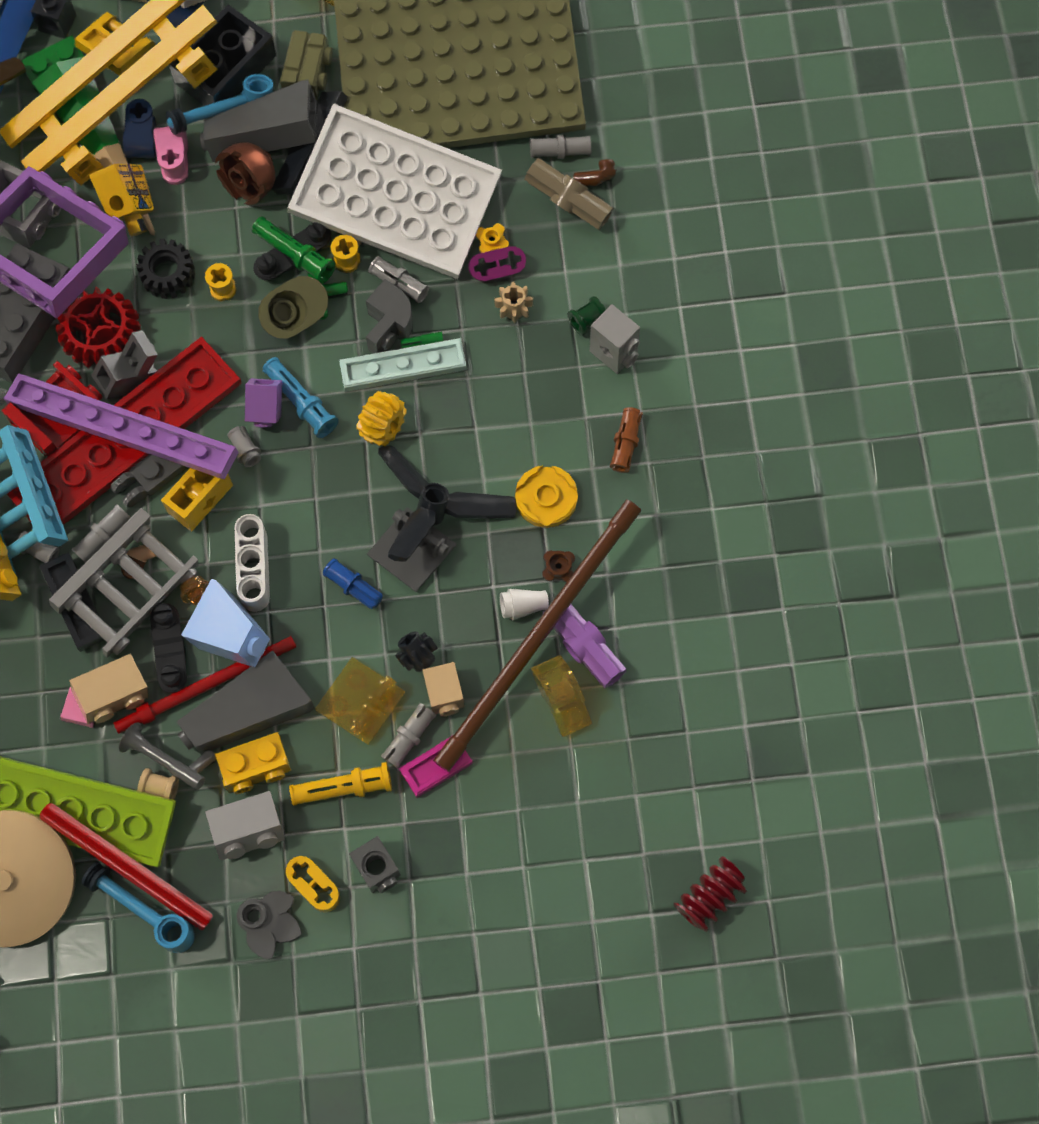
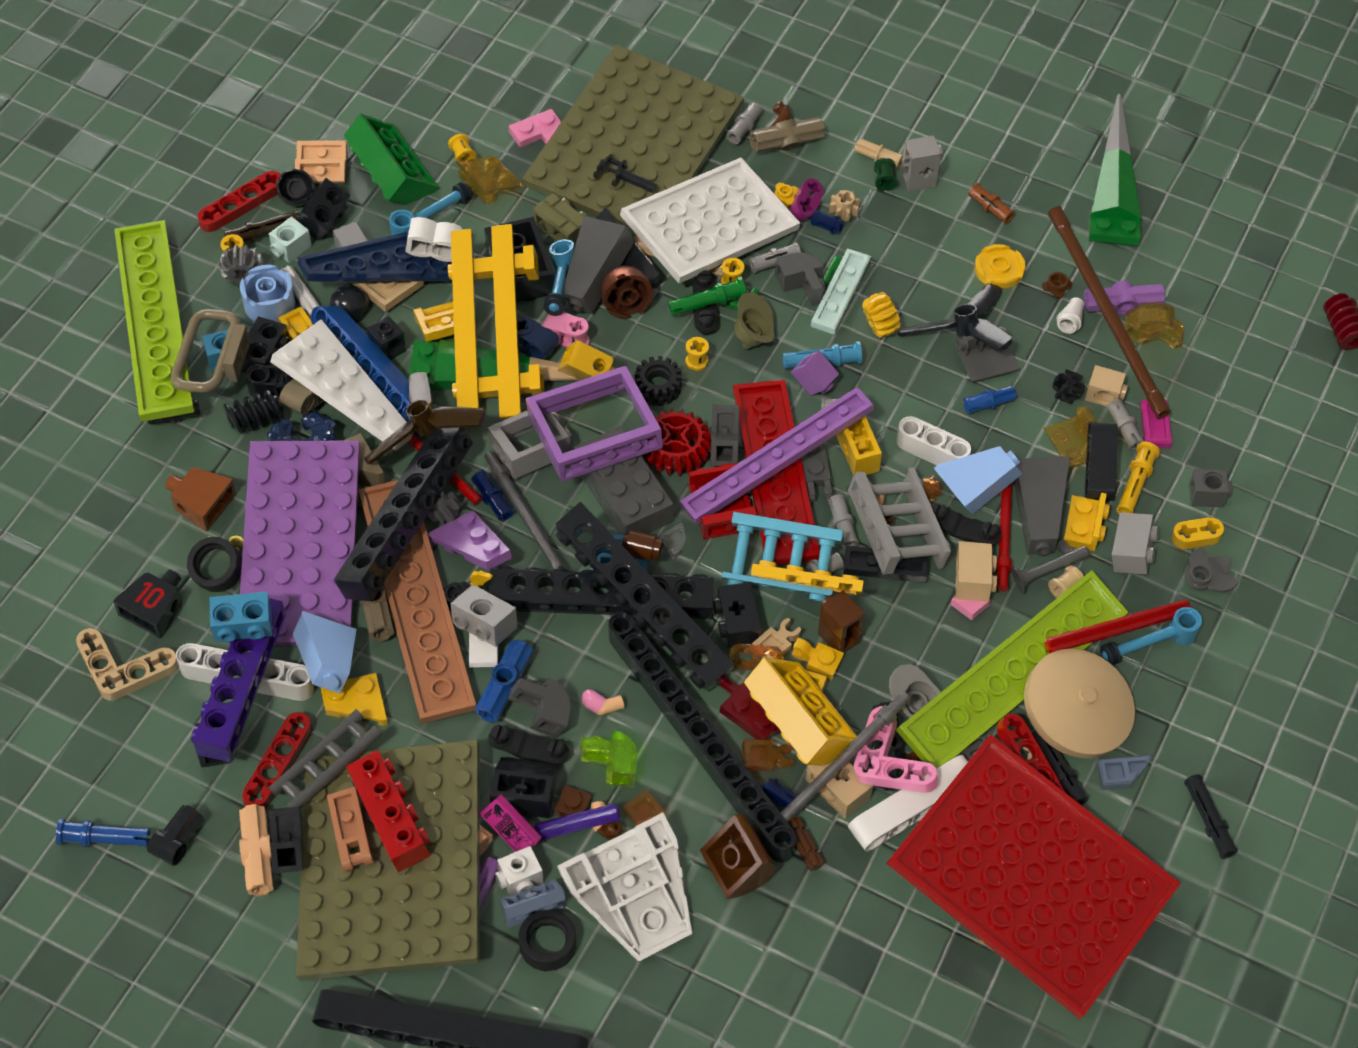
camera: 60 degrees left, 15 degrees down
(326, 736) = (1101, 460): none -> black beam
(391, 77) = (623, 174): none -> black piece
(483, 306) = (827, 222): none -> clear blue pin
(615, 292) = (877, 152): none -> tan axle
(717, 563) = (1116, 205): none -> green plate

